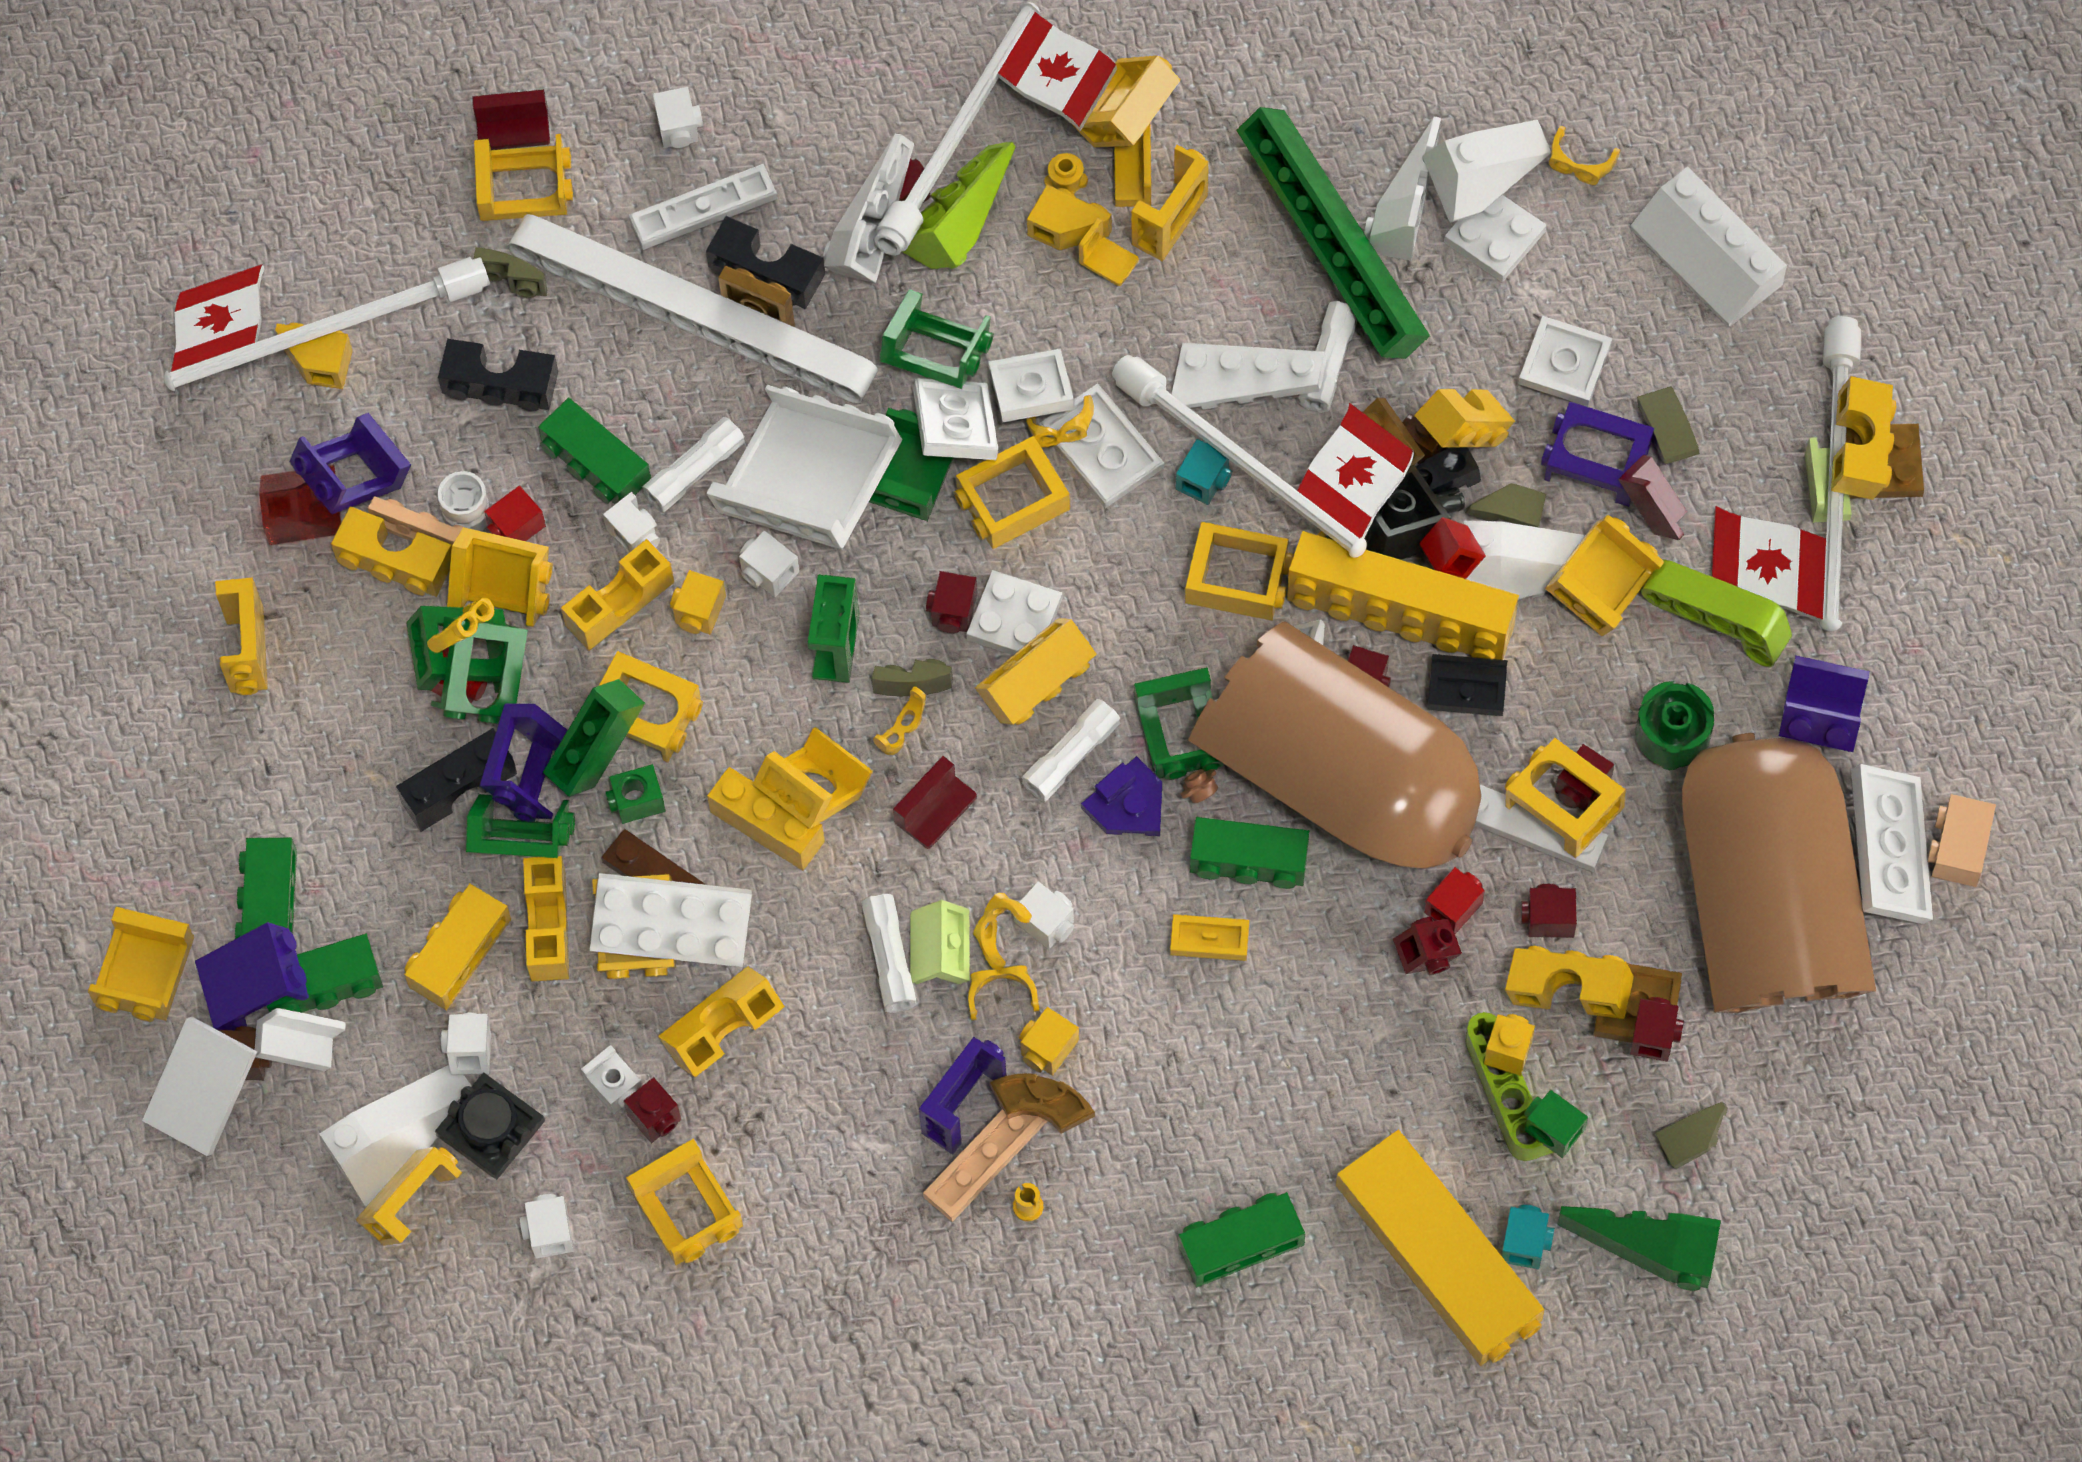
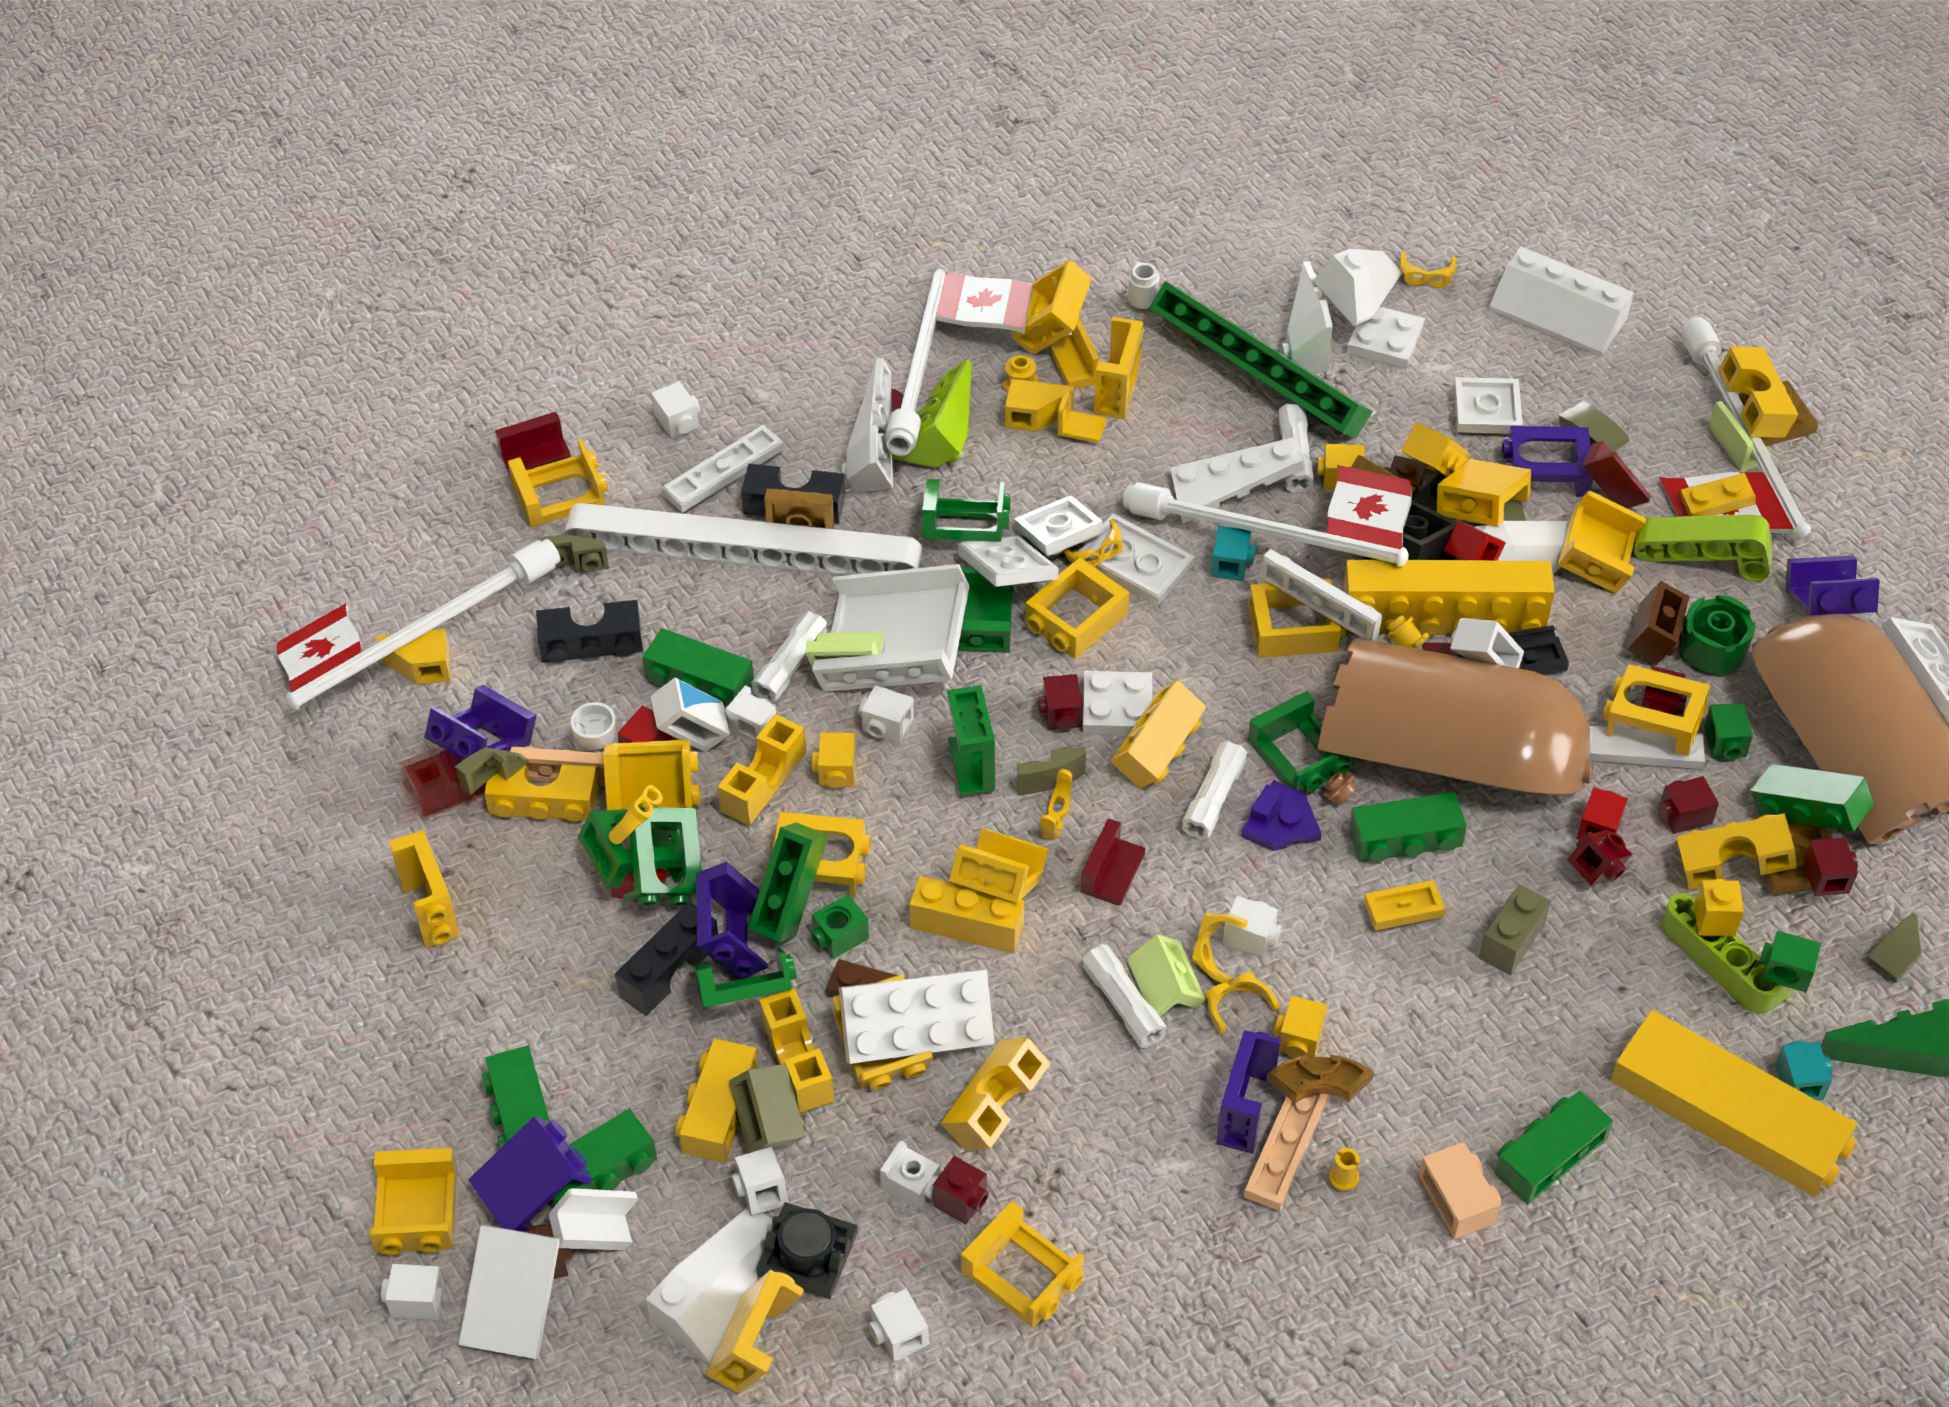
camera: 20 degrees left, 15 degrees down
(115, 1056) = (413, 1291): none -> white brick
(340, 513) = (484, 764): none -> olive slope
(496, 973) = (767, 1108): none -> brick
(563, 511) = (690, 715): none -> white brick
(751, 474) = (844, 645): none -> yellowish green panel
(1130, 1255) = (1460, 1190): none -> light nougat piece
(1235, 524) = (1321, 595): none -> white plate
(1243, 97) = (1143, 285): none -> white brick
(1306, 999) = (1514, 929): none -> olive brick
(1339, 630) = (1405, 633): none -> yellow brick
(1365, 388) = (1336, 455): none -> yellow brick
(1410, 677) = (1485, 642): none -> white brick
(1495, 477) = (1480, 489): none -> yellow panel
(1618, 693) = (1658, 623): none -> reddish brown brick
(1634, 840) = (1728, 731): none -> green brick
(1672, 948) = (1813, 797): none -> brick
(1760, 554) = (1718, 496): none -> yellow plate

